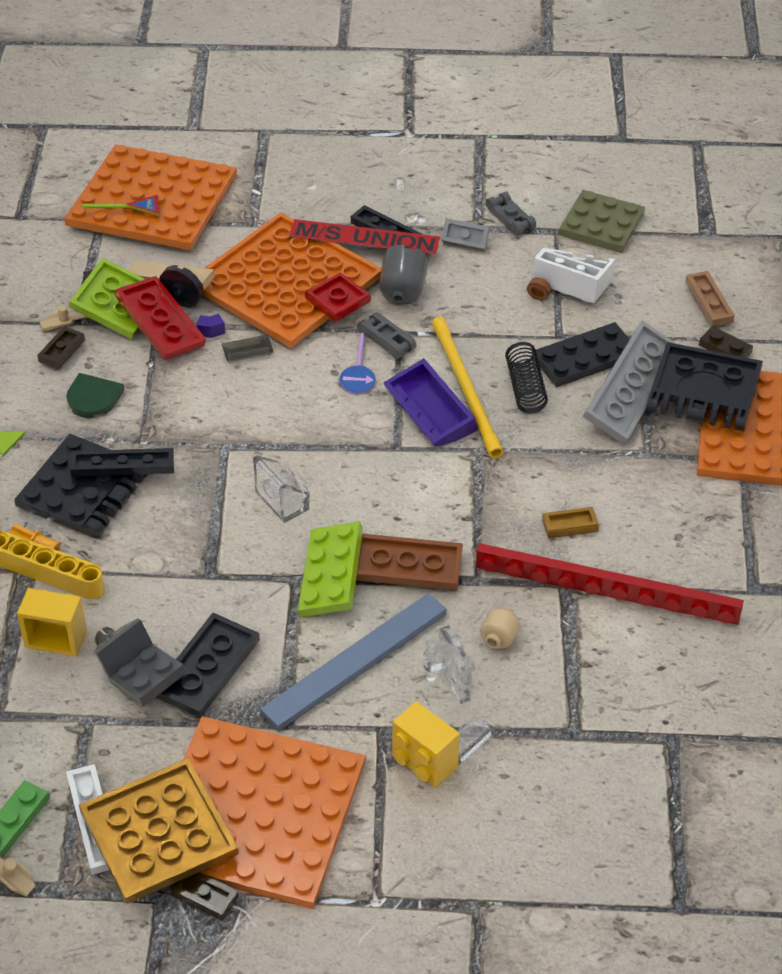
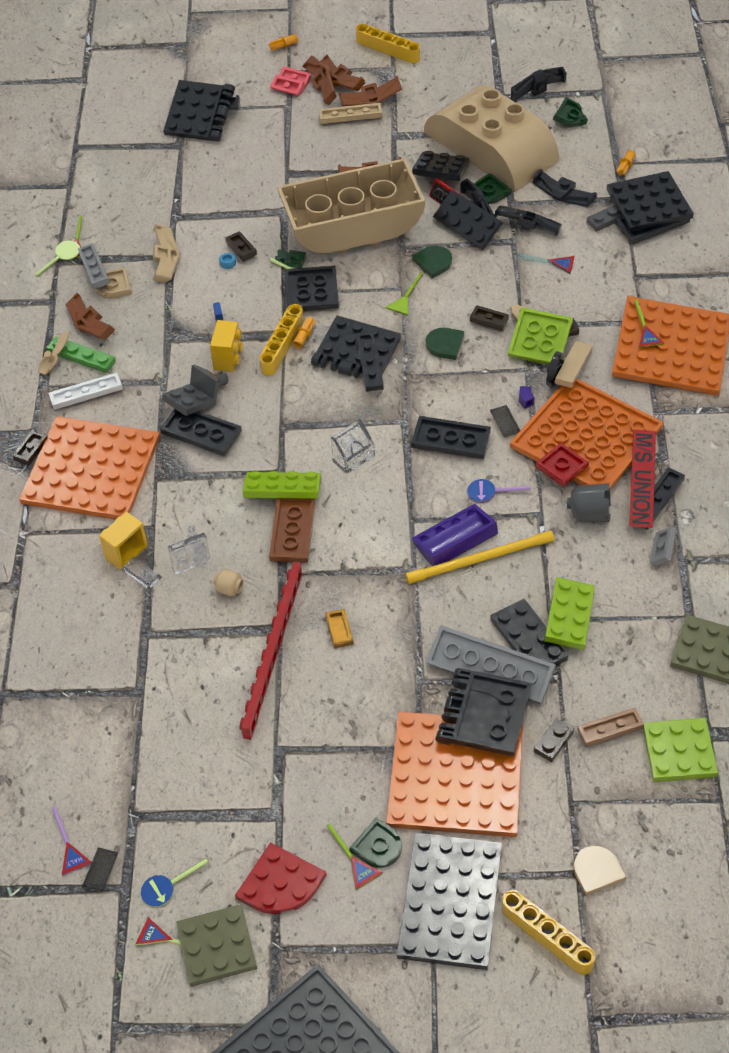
camera: 90 degrees right, 5 degrees up
(158, 830) = (67, 416): pearl gold plate -> none
(160, 317) = (520, 363): red plate -> none
(268, 397) = (451, 437): none -> black plate
(352, 662) = (207, 508): sand blue tile -> none
(387, 334) = (530, 502): dark grey plate -> none
(510, 213) = (702, 580): dark grey plate -> none
(520, 394) = (512, 587): black piece -> none
(539, 288) = (600, 600): dark orange tile -> none
(558, 313) = (569, 613): none -> lime plate
(573, 275) = (617, 622): white wedge -> none
(732, 254) = (679, 749): none -> lime plate

